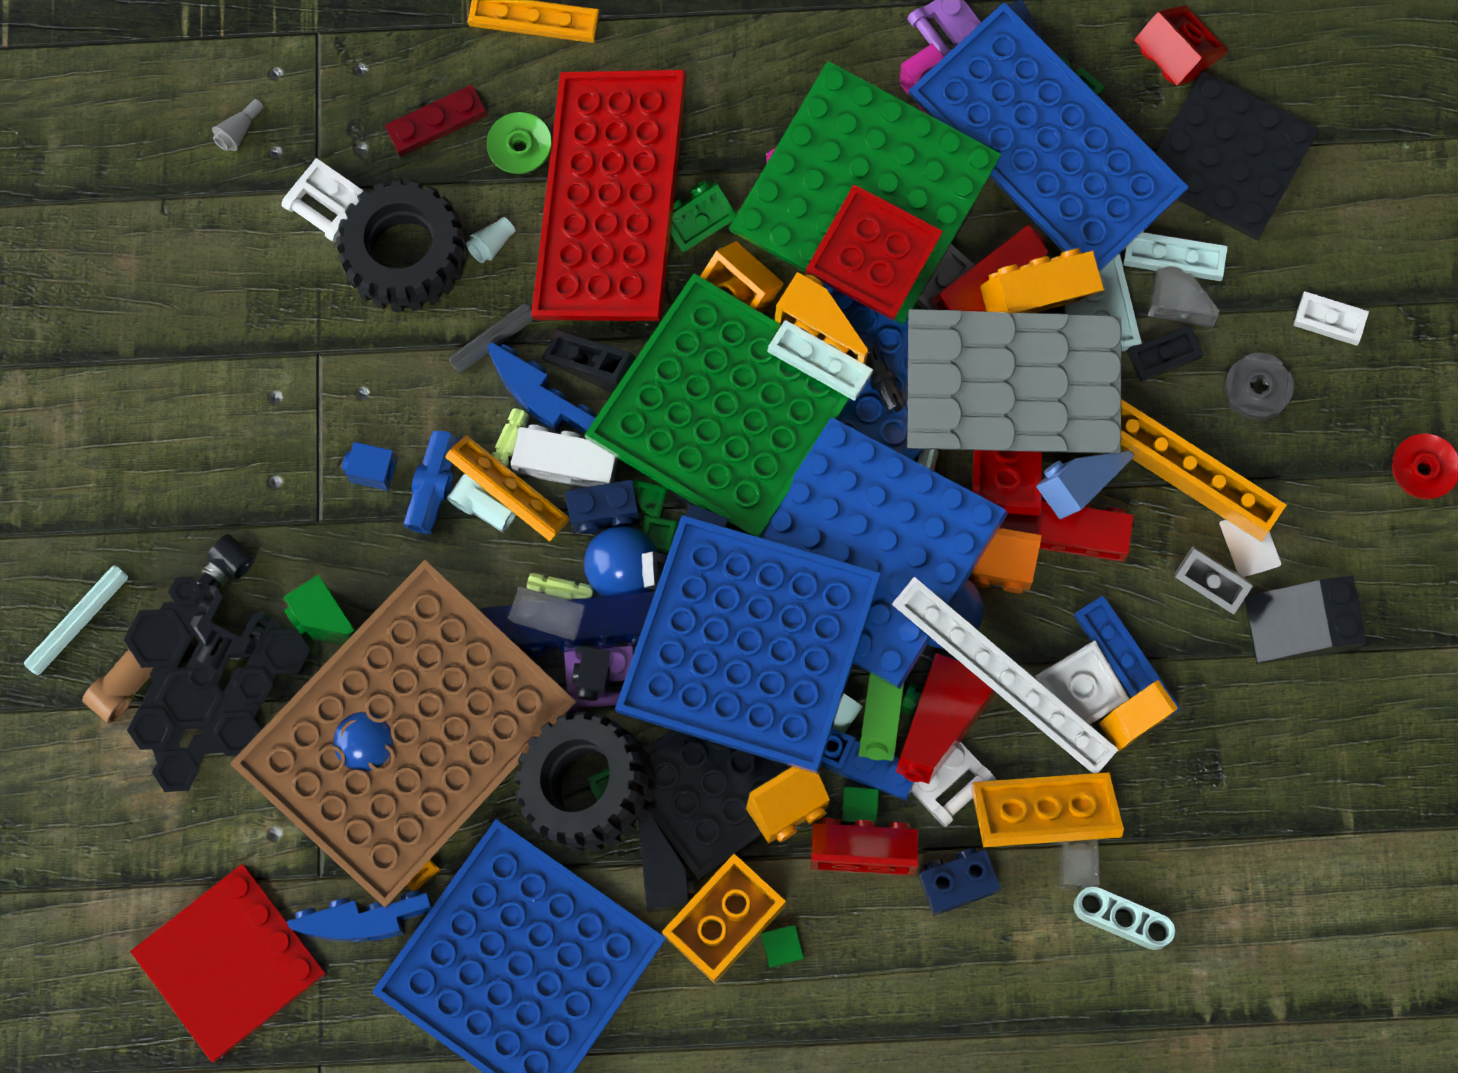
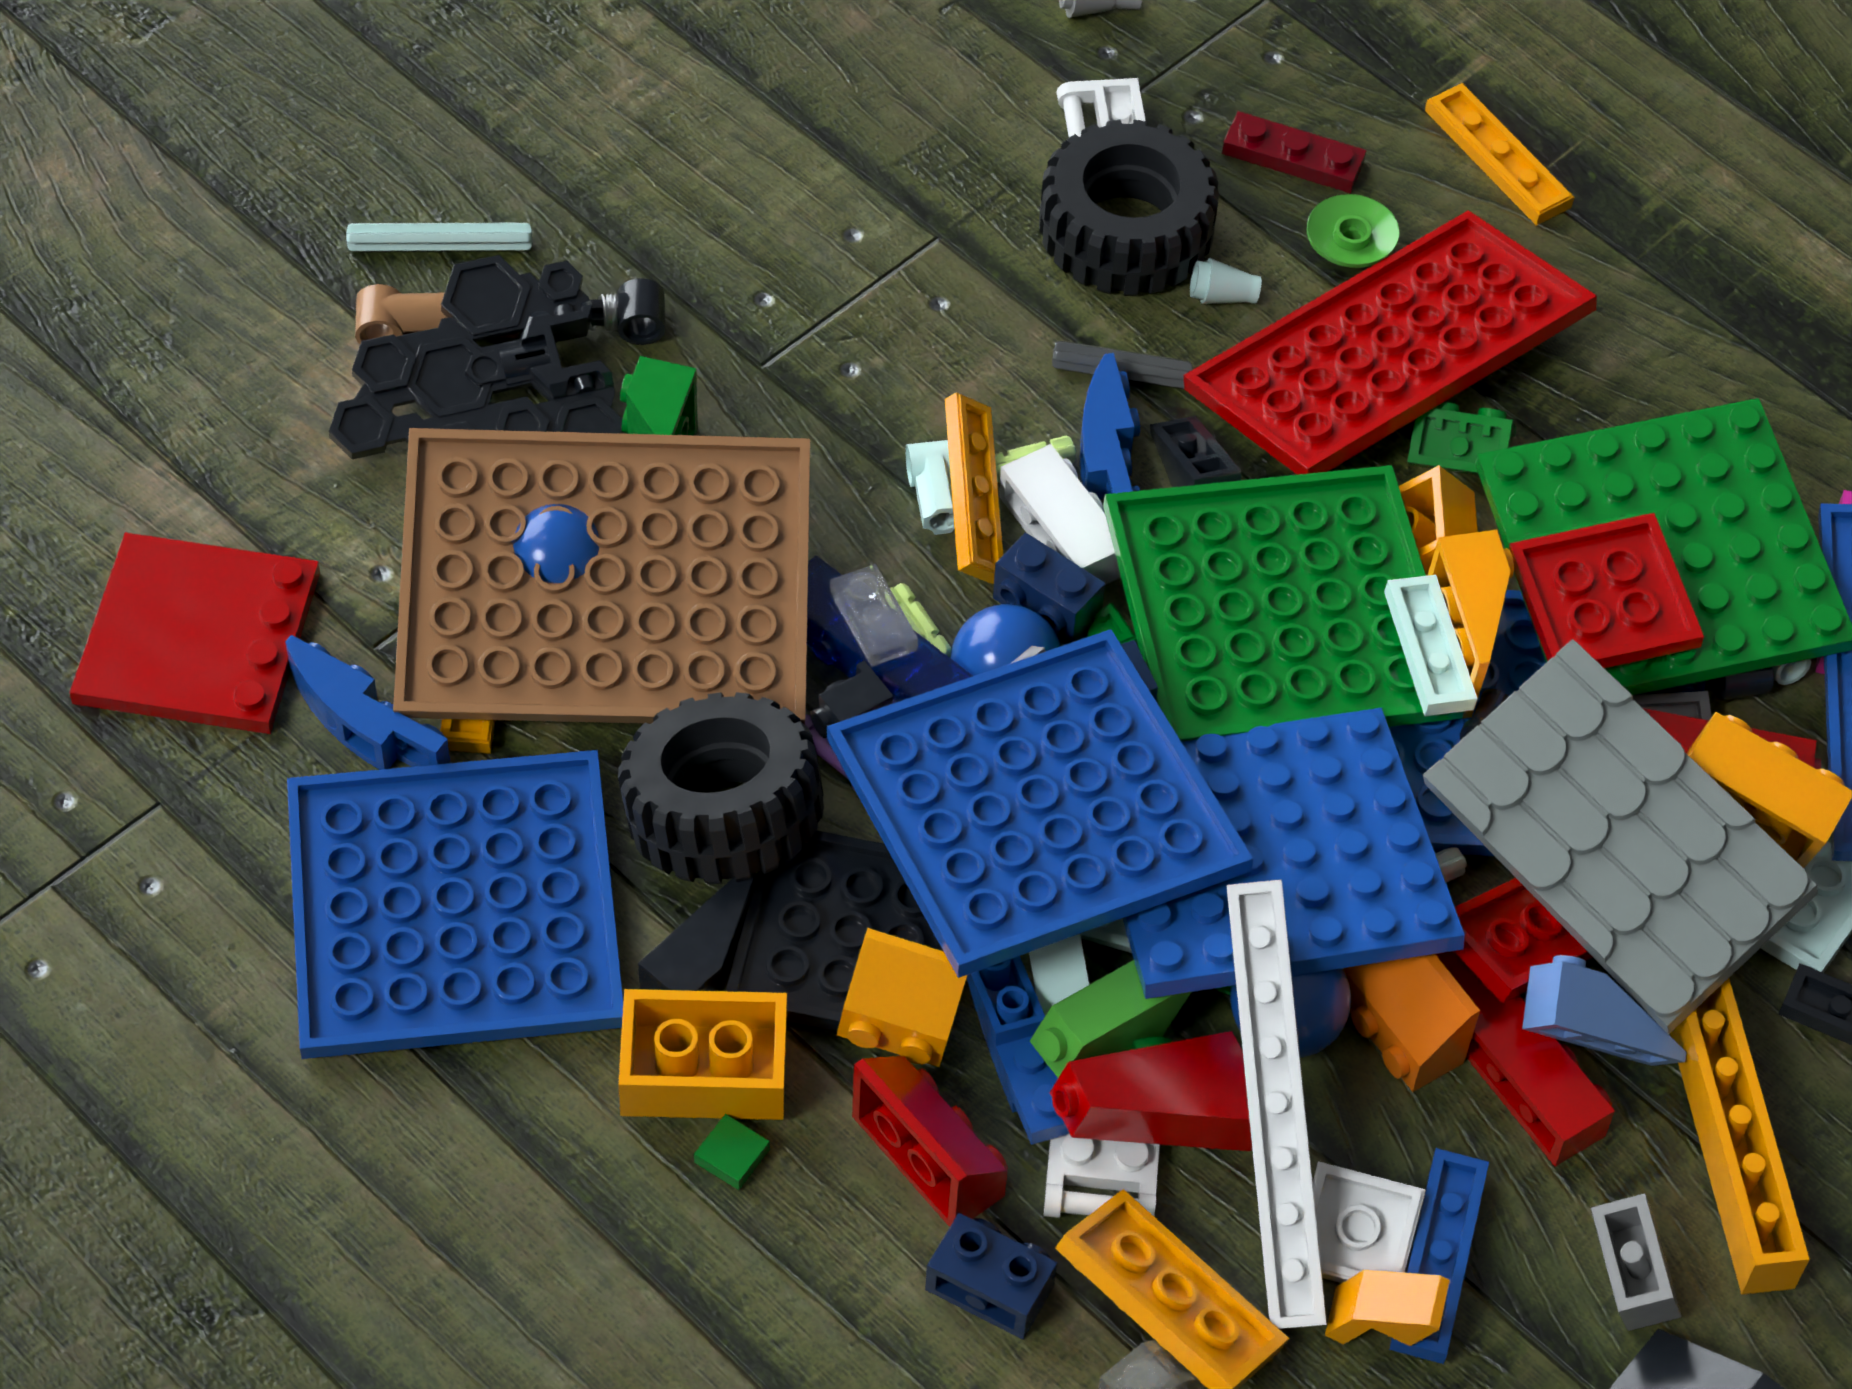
camera: 40 degrees right, 20 degrees down
(370, 466) = (867, 357): blue brick -> none
(431, 484) = (899, 422): blue piece -> none
(859, 804) = (981, 1102): green tile -> none
(1248, 553) = (1714, 1292): white sticker -> none

